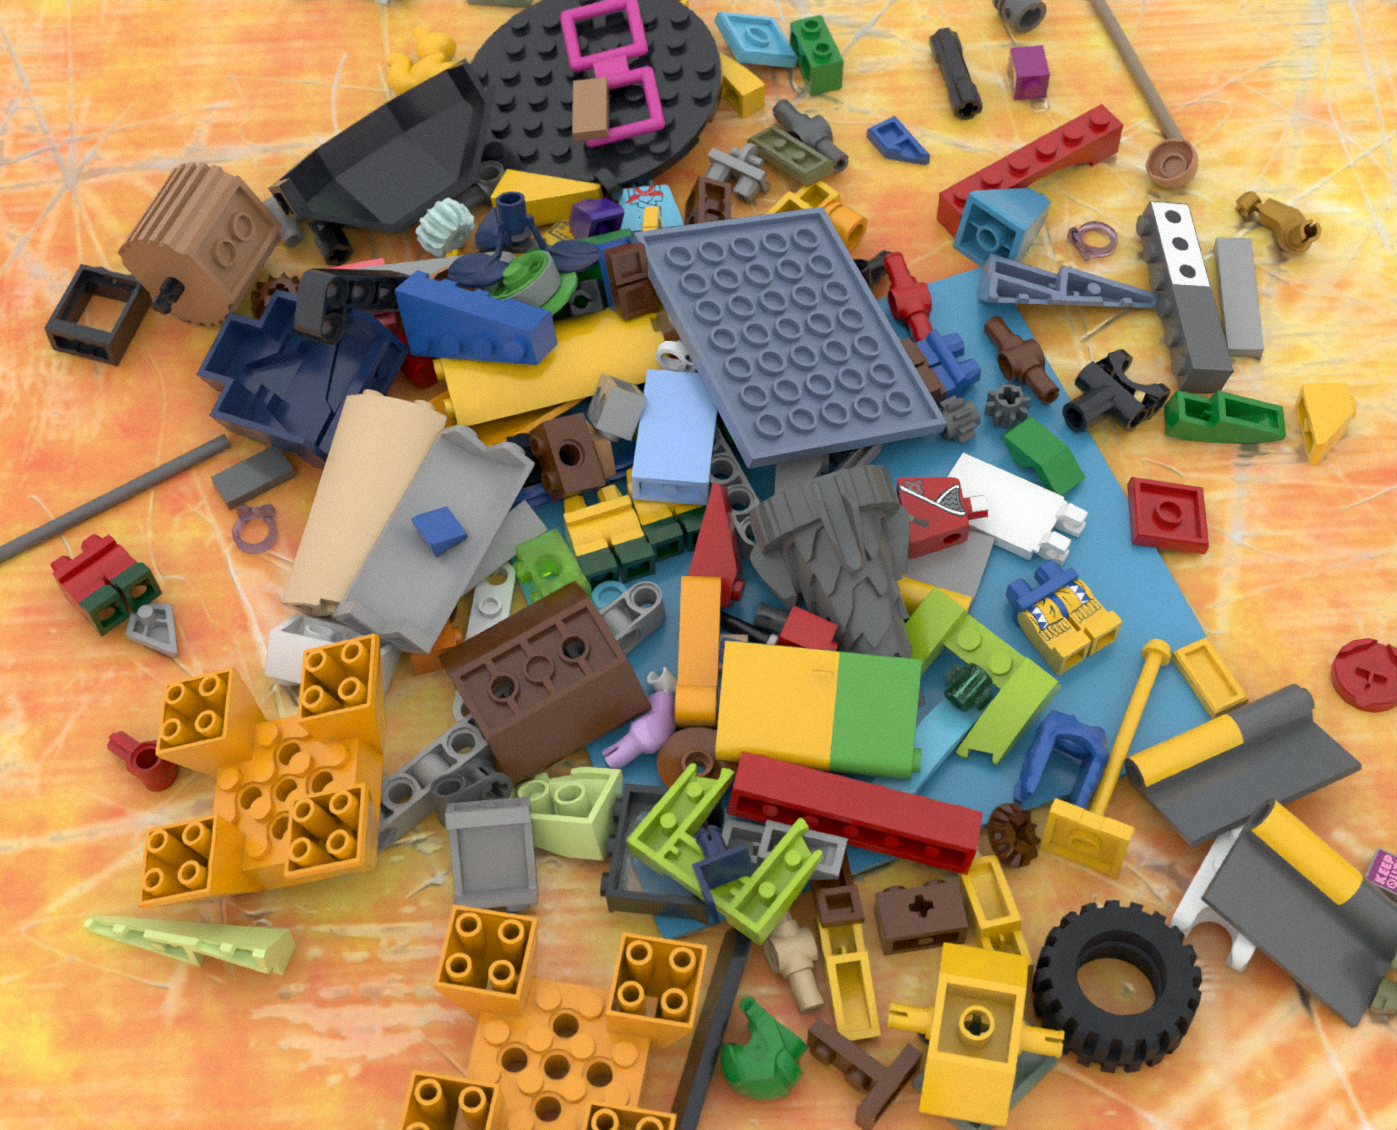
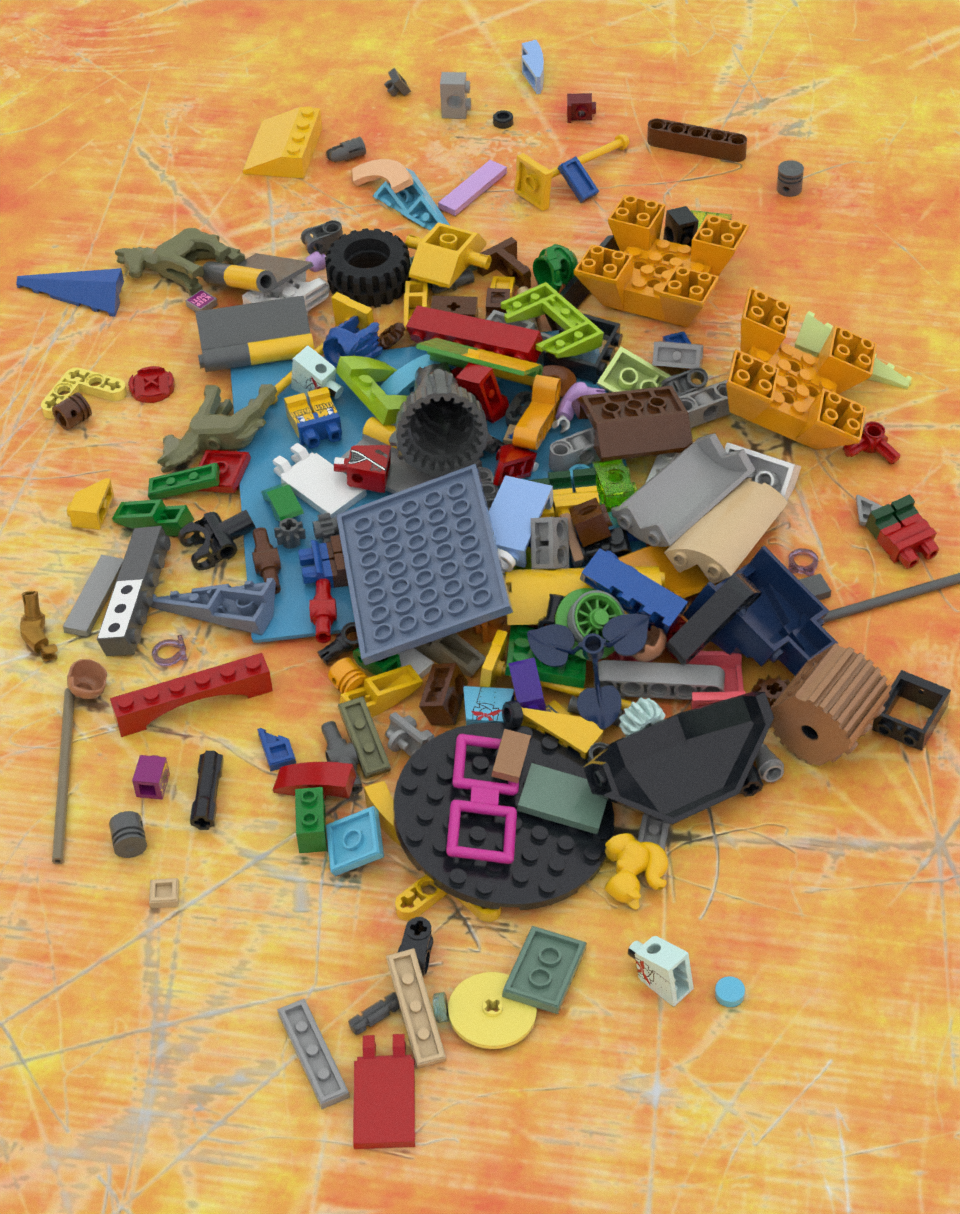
camera: 165 degrees left, 10 degrees down
(439, 529) = (682, 492): blue slope -> none
(530, 106) = (561, 799): none -> sand green tile
(626, 277) = (526, 606): reddish brown hips -> none
(719, 865) = (558, 298): dark blue bracket -> none
(829, 96) = (334, 777): none -> red slope
(968, 687) = (388, 379): clear green gear -> none
(1000, 223) = (225, 644): dark azure slope -> none
(1095, 683) = (314, 372): none -> light aqua torso
(1209, 678) = (244, 385): yellow tile -> none
(1211, 482) = (183, 481): none -> green tile
(1212, 569) = (215, 429): none -> olive animal
(1231, 1029) = (318, 261): none -> lavender piece
(1247, 1071) = (322, 237): none -> dark grey piece

